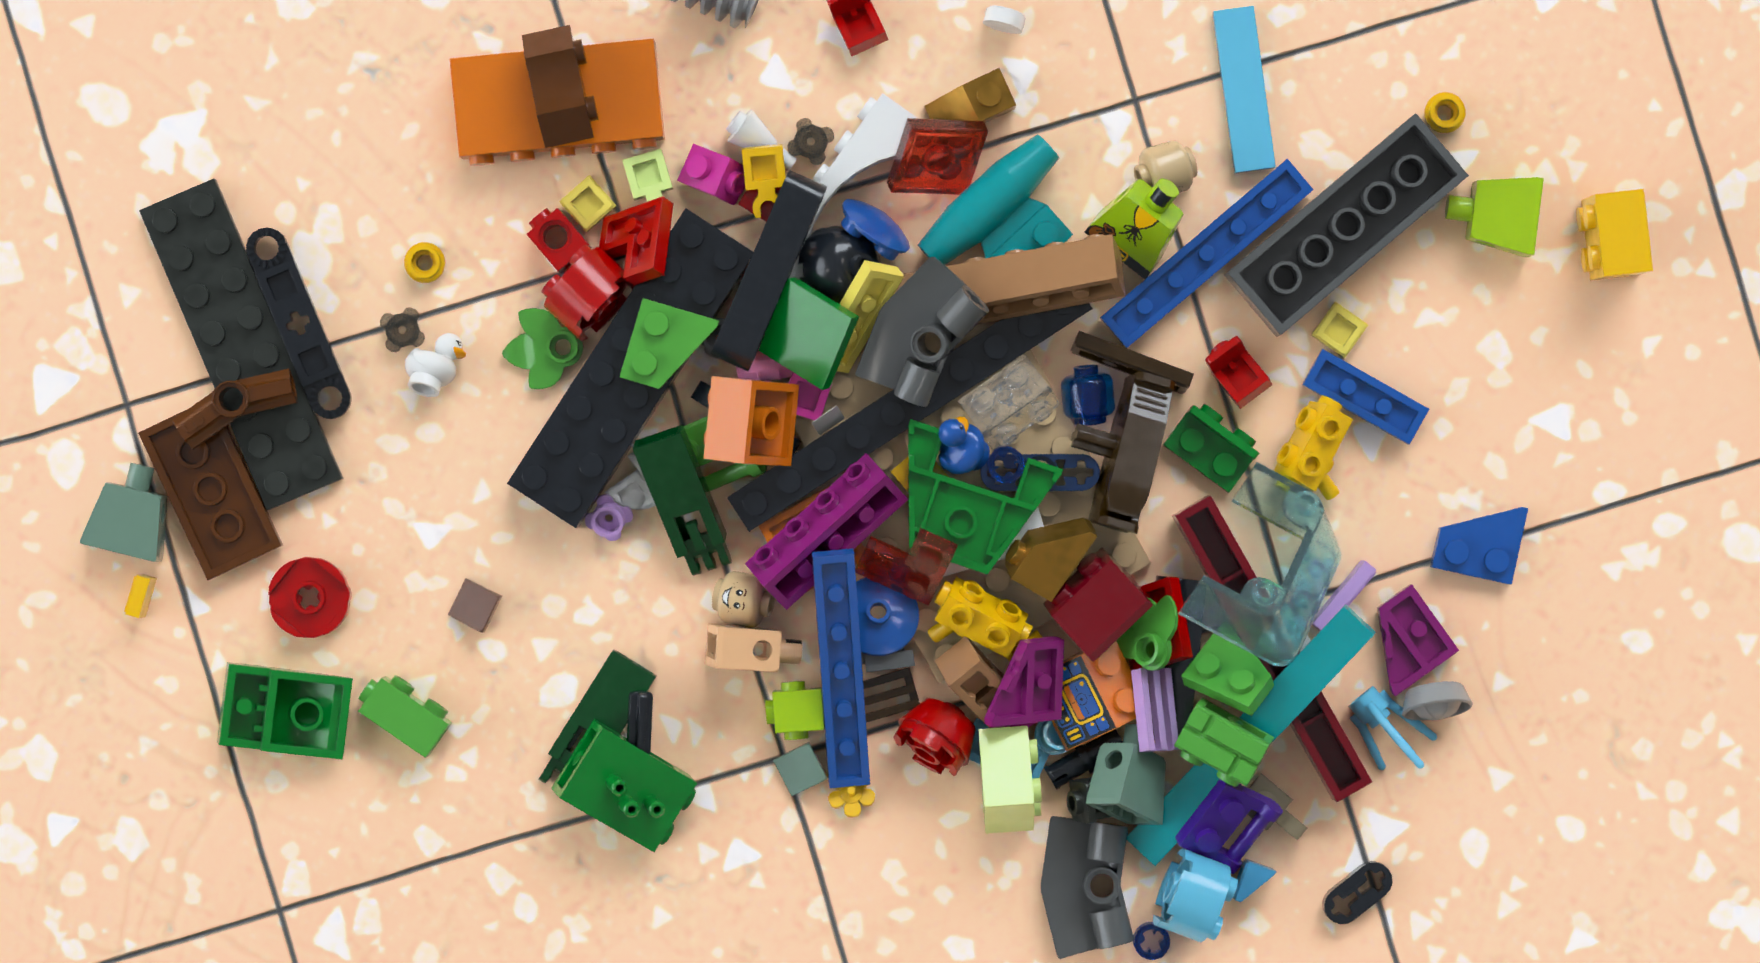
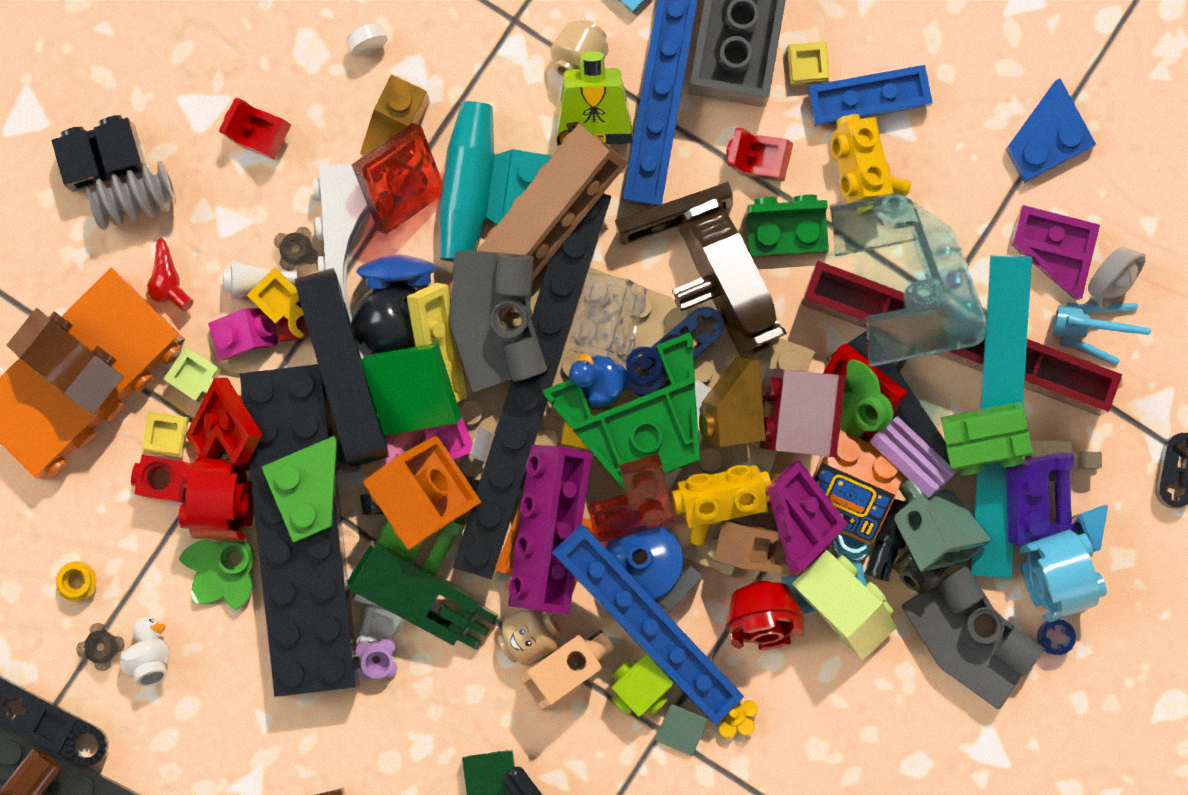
camera: 40 degrees left, 5 degrees down
(687, 81) = (165, 280): none -> red animal
(895, 709) = (712, 598): dark brown tile -> none
(1088, 395) = (662, 265): clear blue head -> none
(1229, 675) = (946, 382): bright green wing -> none
(1345, 593) = (979, 252): lavender tile -> none

